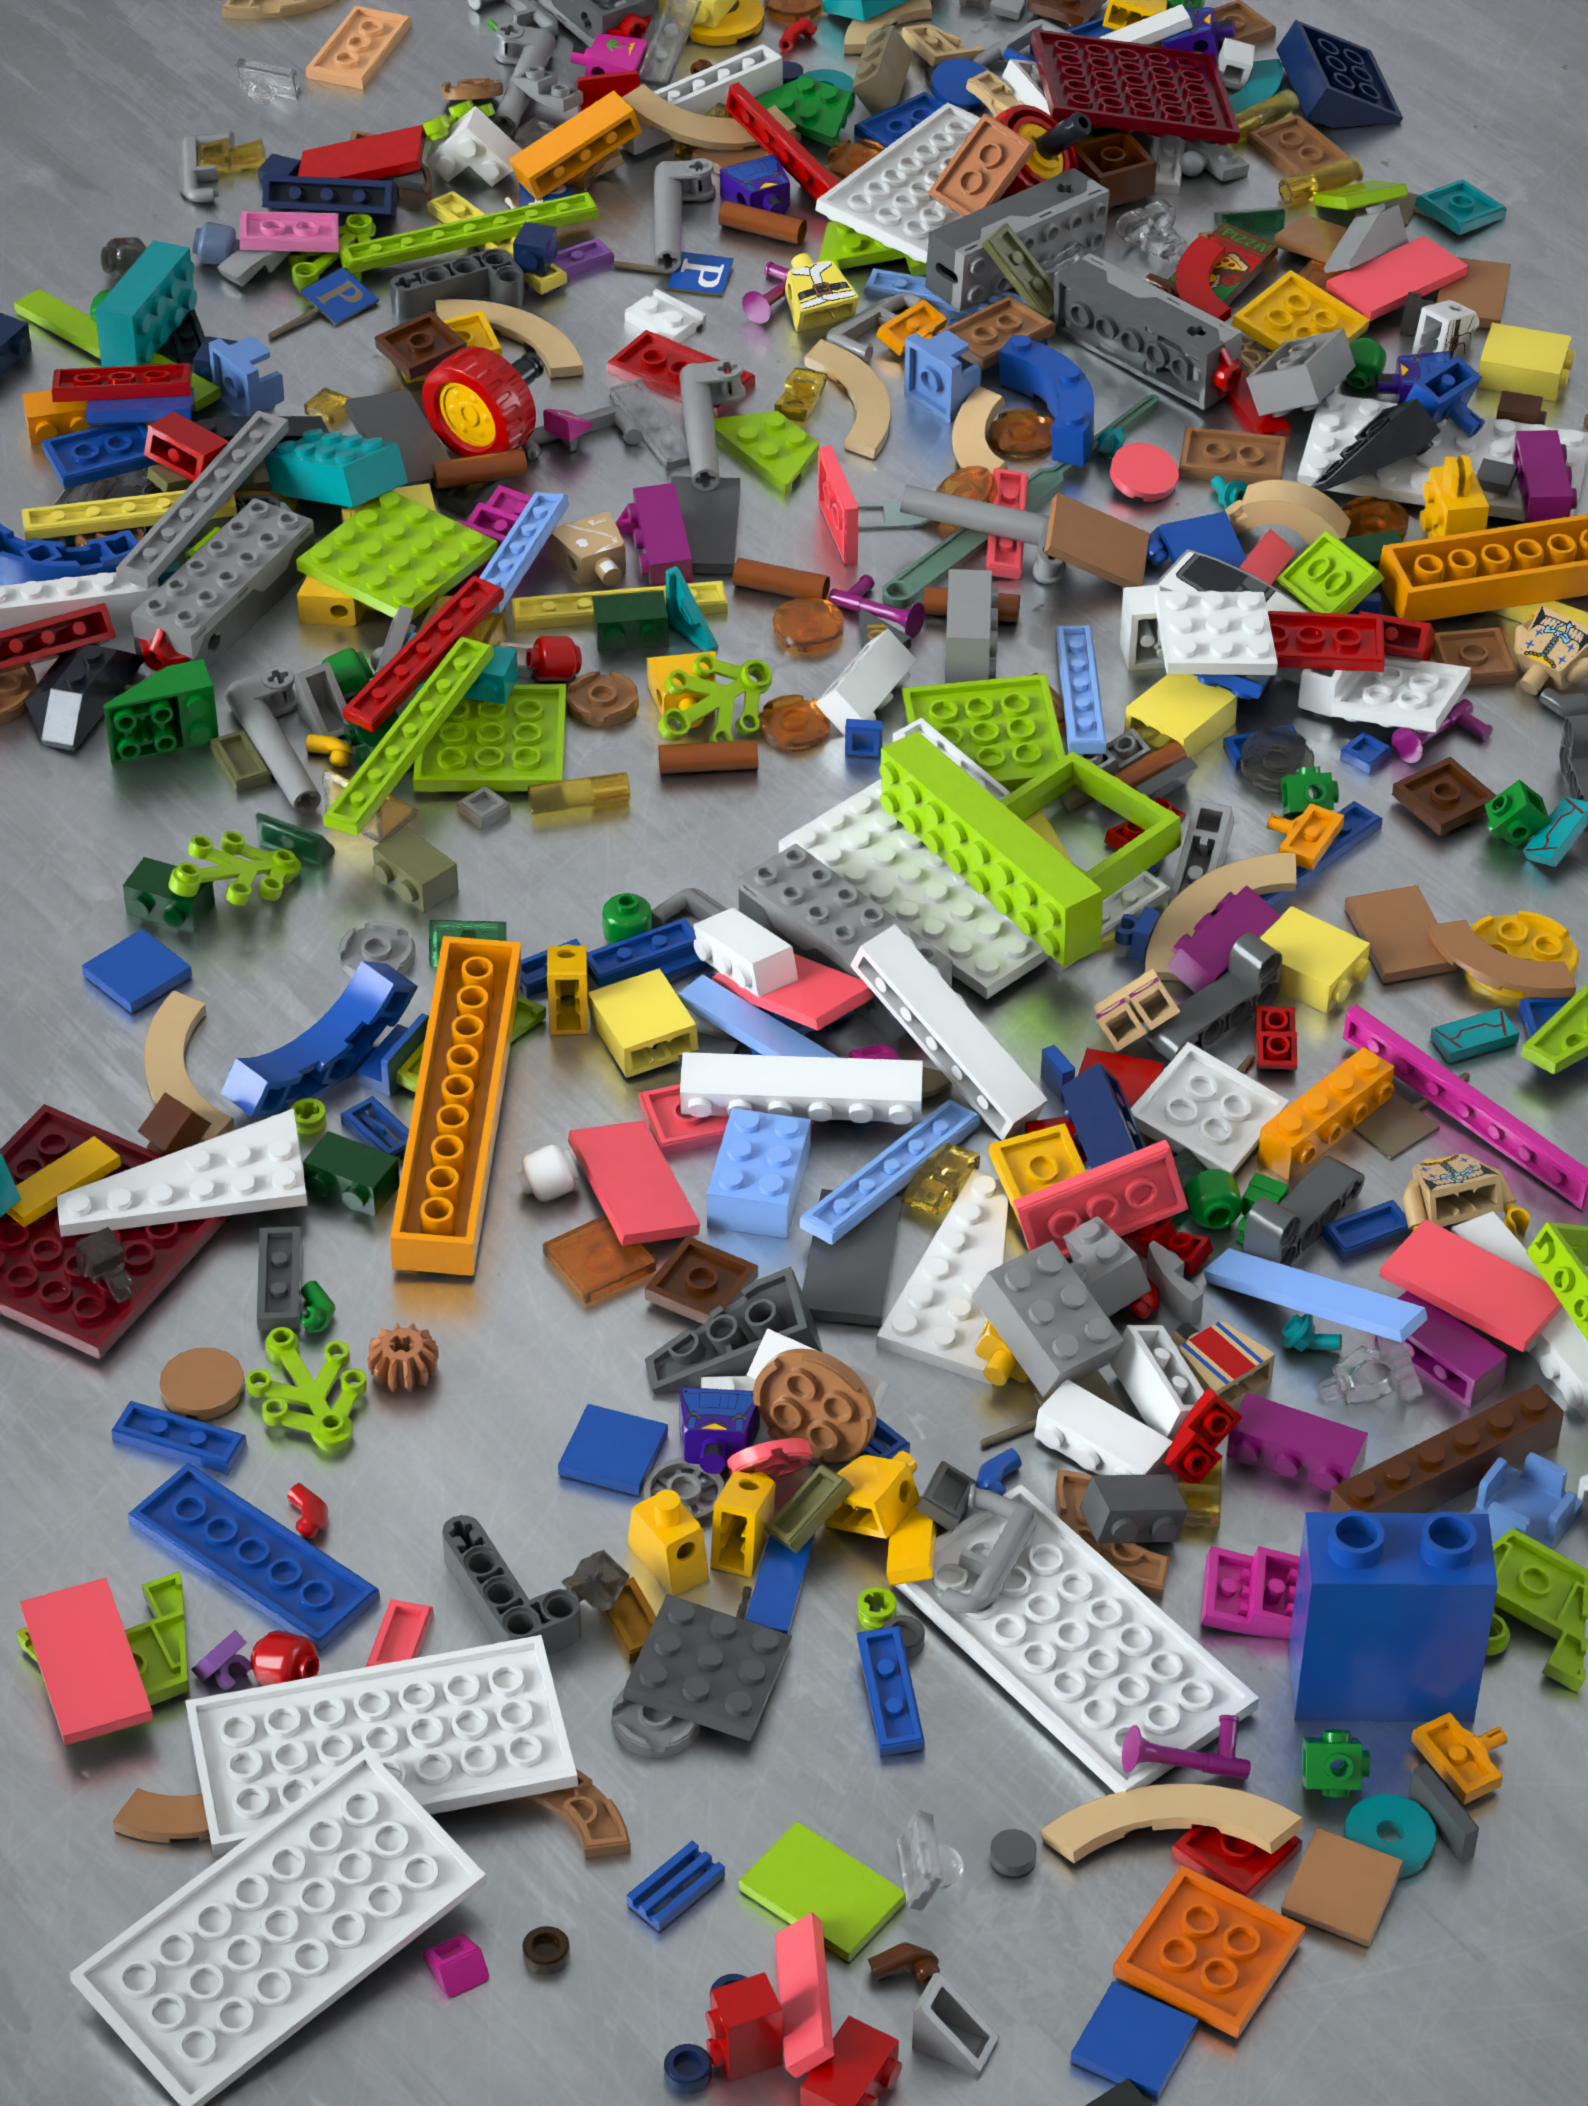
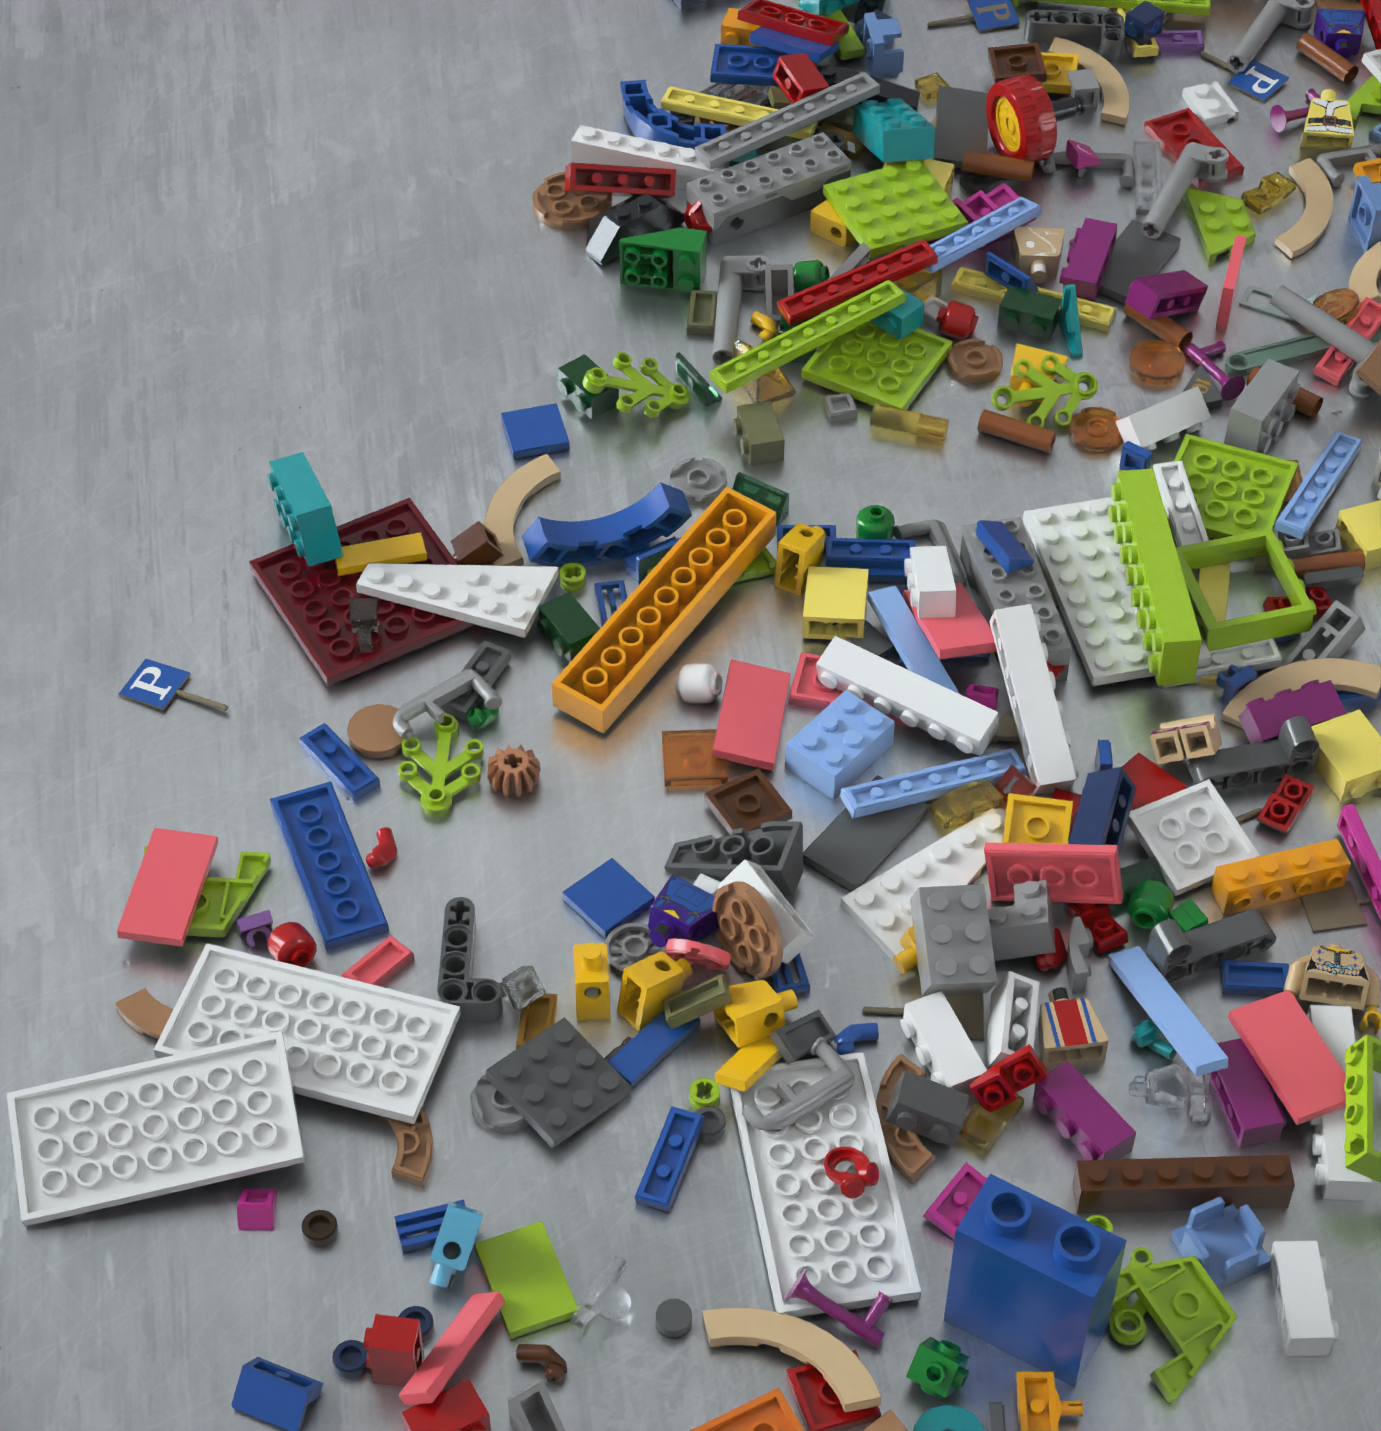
camera: 30 degrees right, 5 degrees up
(256, 1307) = (441, 694): none -> light grey piece
(511, 341) = (1085, 84): none -> light grey panel
(578, 585) = (1007, 274): none -> blue slope
(725, 1881) = (458, 1226): none -> medium azure torso
(775, 543) = (1166, 294): none -> magenta brick
(804, 880) = (1003, 545): none -> blue slope
(978, 1135) = (1014, 782): none -> clear red tile
(1112, 1621) = (851, 1184): none -> red piece

